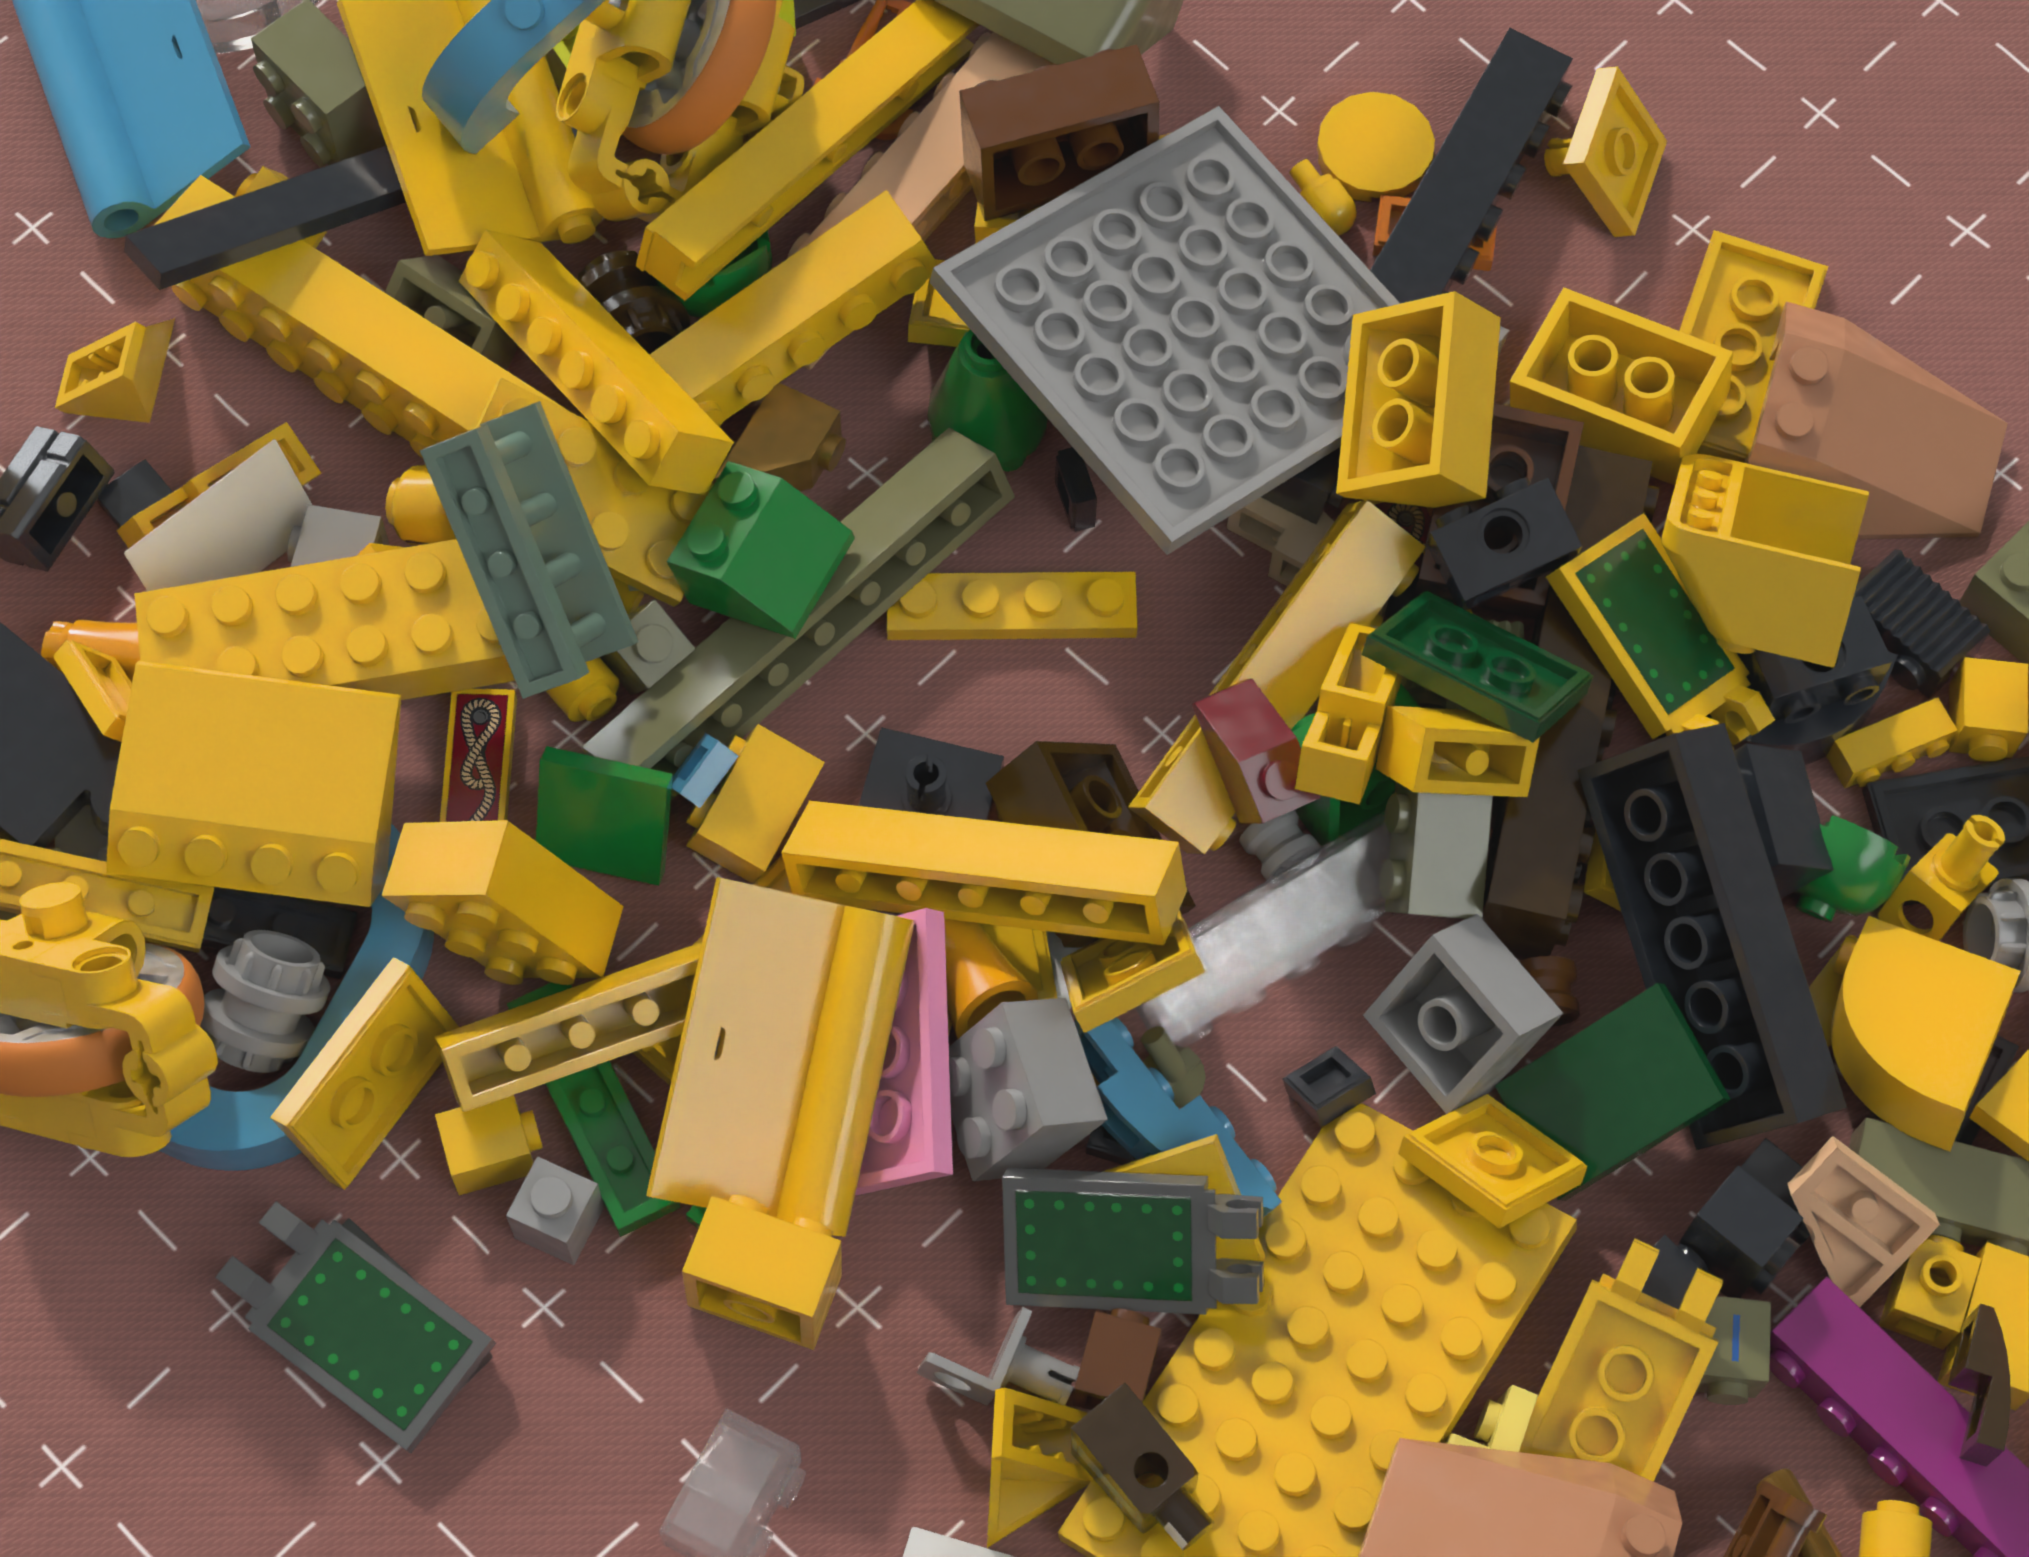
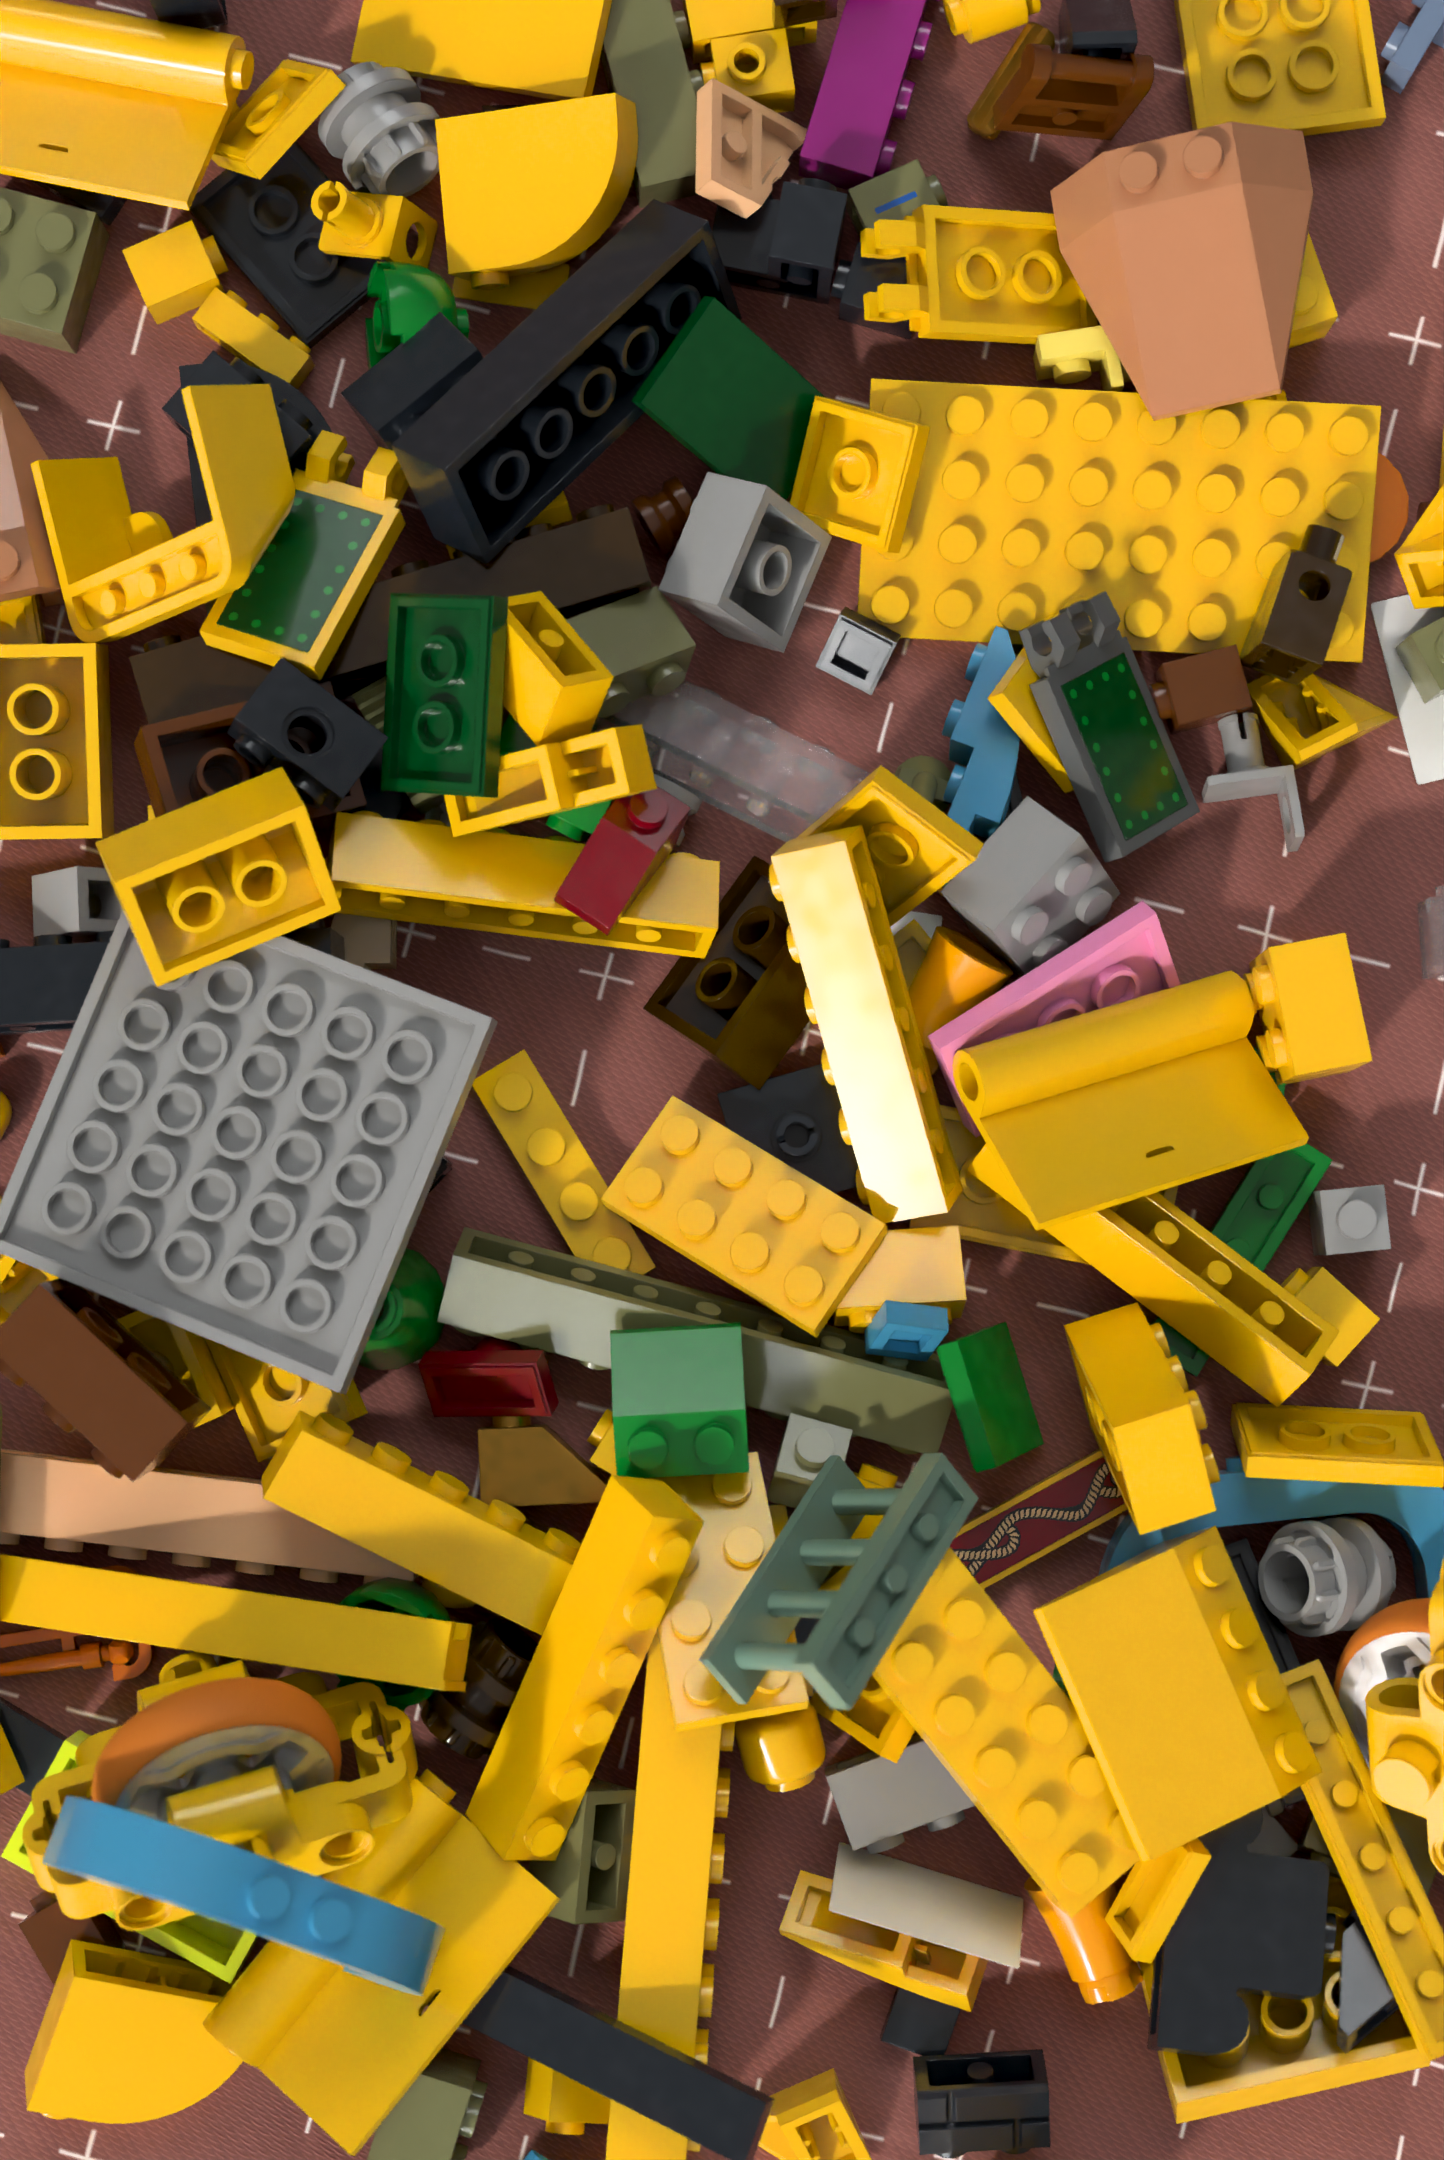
camera: 115 degrees left, 20 degrees up
(874, 444) = (489, 1381): none -> dark red tile
(883, 704) = (744, 1215): none -> yellow plate
(1919, 624) = (128, 376): black brick -> none

